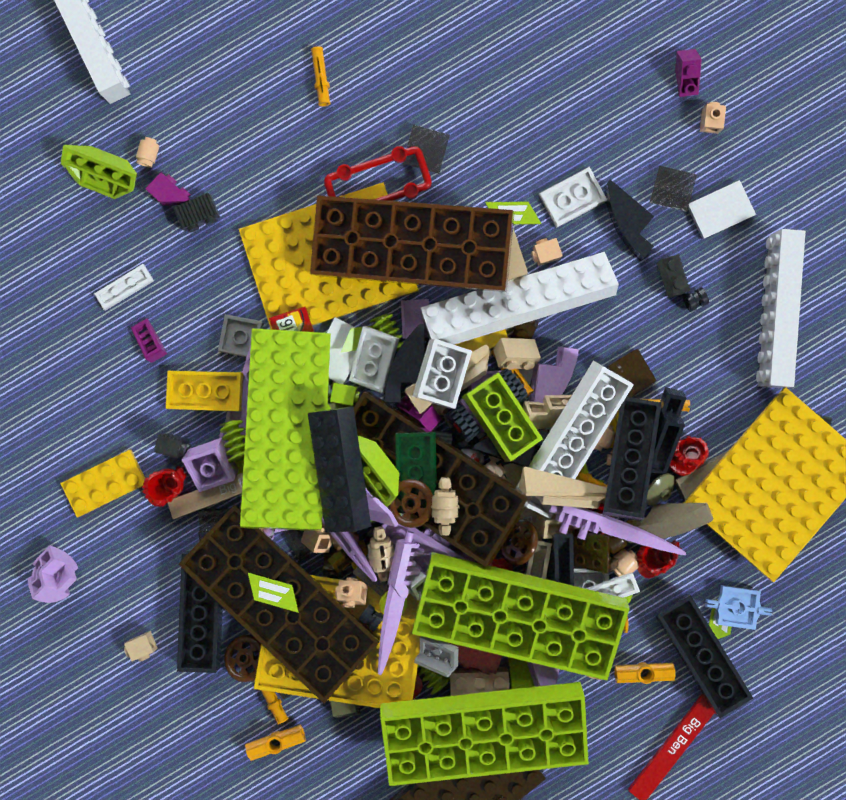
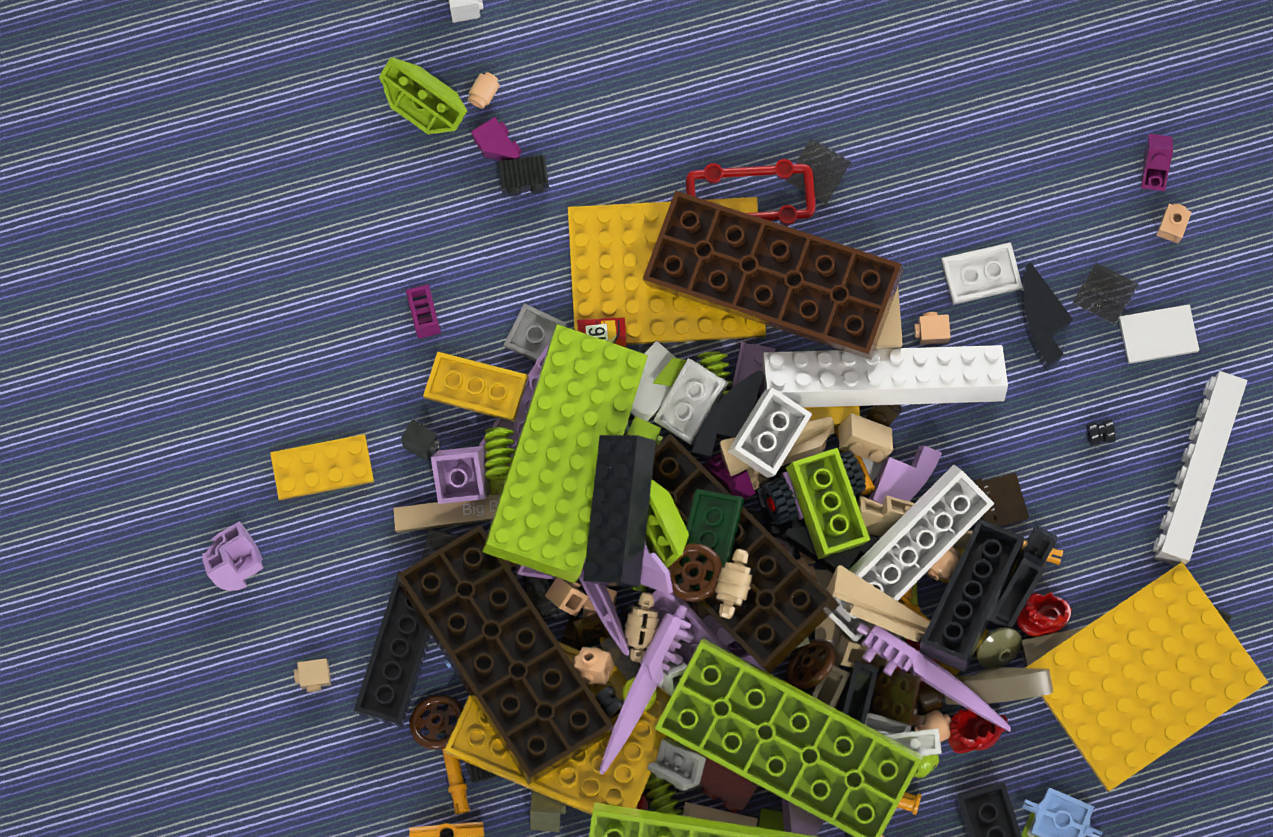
camera: 15 degrees right, 10 degrees down
(124, 287) = (410, 240): white tile -> none
(164, 485) = (396, 486): red hair -> none
(273, 592) = (501, 636): lime sticker -> none
(323, 96) = (711, 80): light orange pin -> none
(523, 211) = (914, 275): lime sticker -> none
(673, 276) = (1079, 397): pearl dark grey brick -> none

